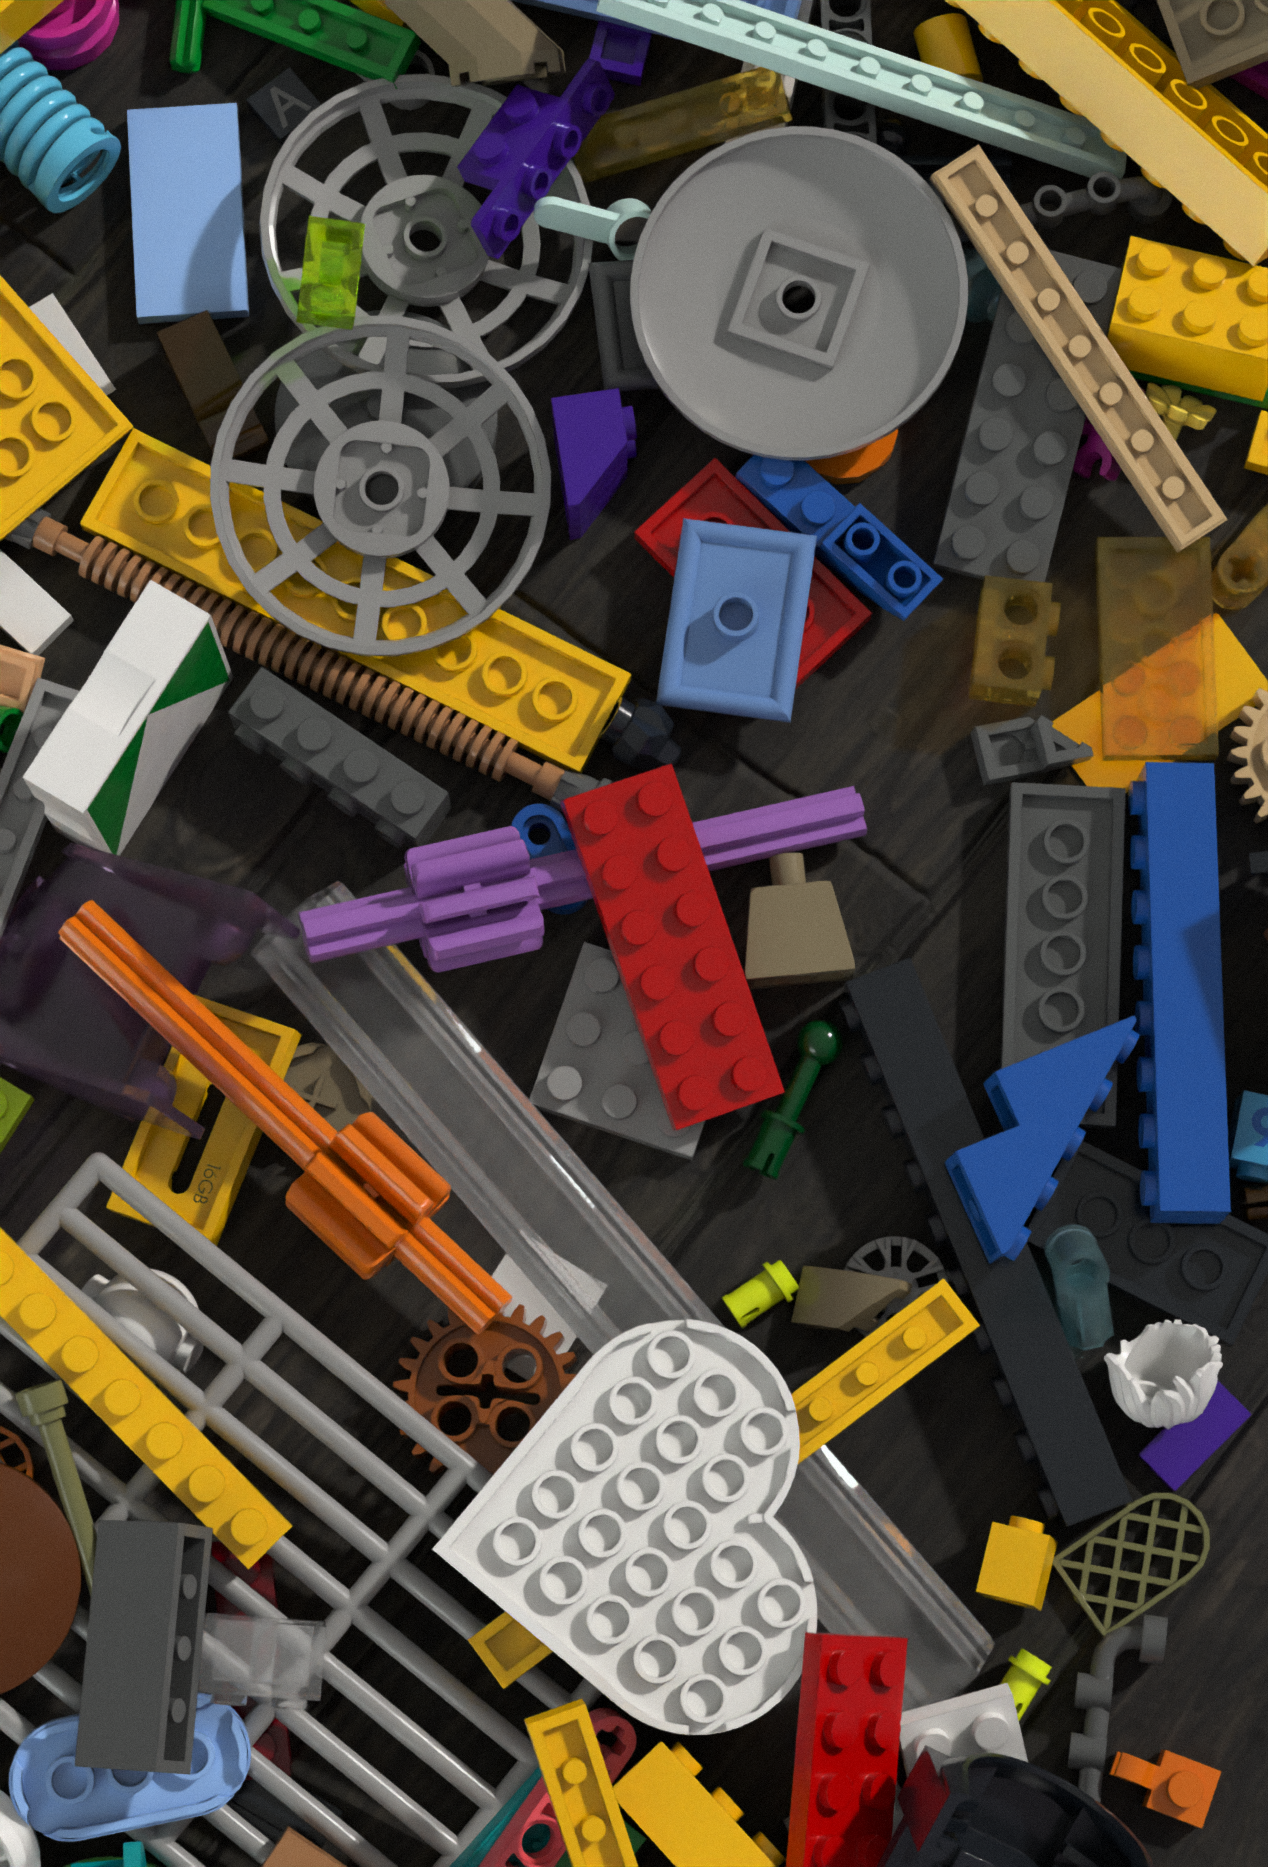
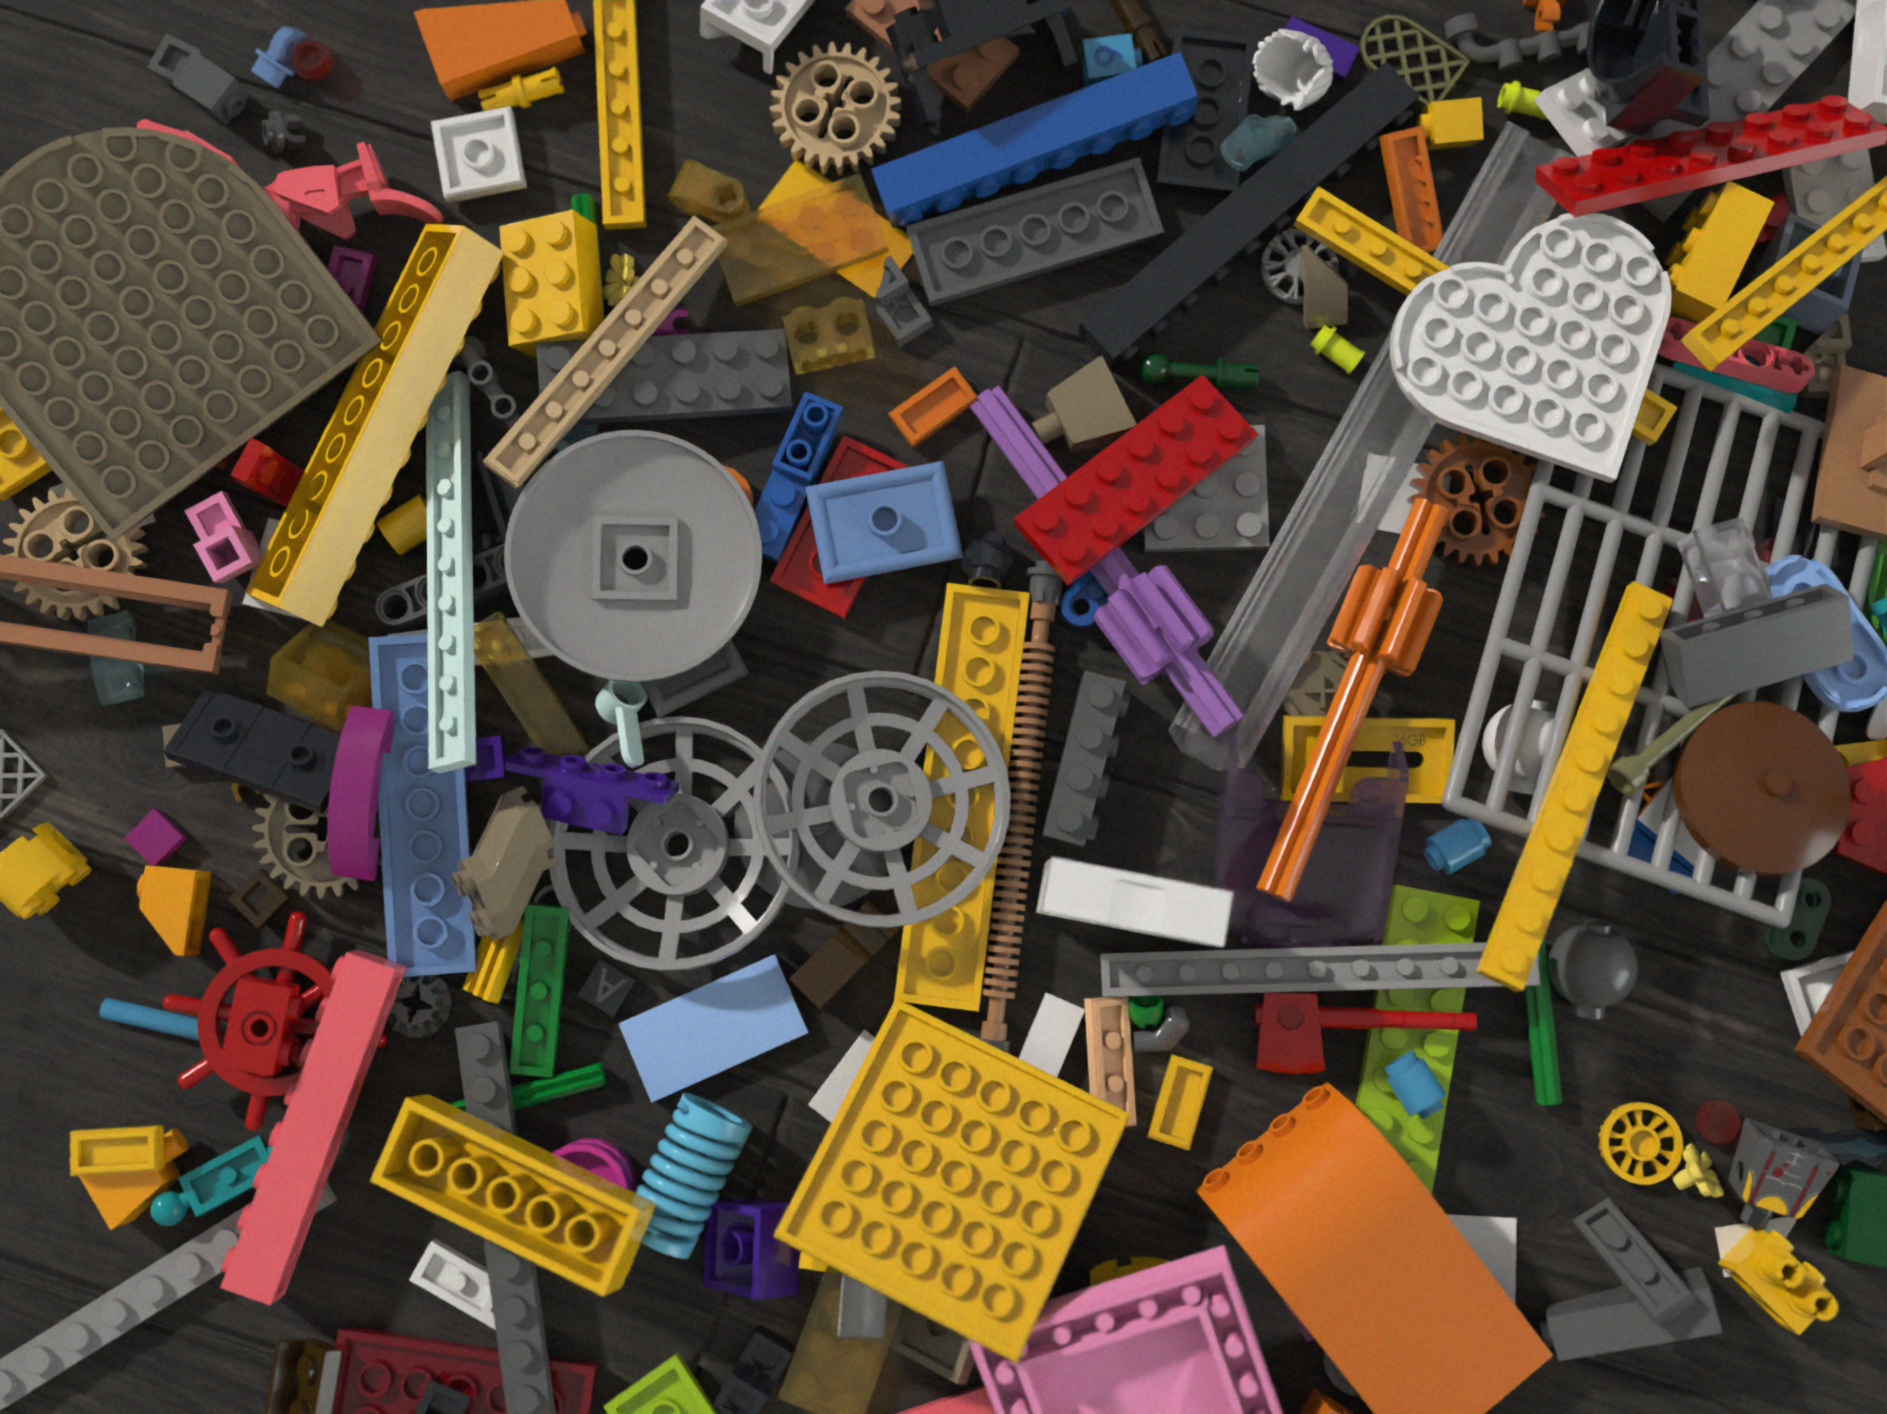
camera: 105 degrees left, 5 degrees up
(42, 1179) = (1456, 845): none -> dark azure brick
(330, 273) = (742, 887): clear neon green plate -> none
(592, 452) = (803, 662): dark purple slope -> none
(872, 745) = (933, 407): none -> orange tile
(941, 1472) = (1412, 187): none -> orange plate
(1040, 1114) = (1156, 195): blue slope -> none

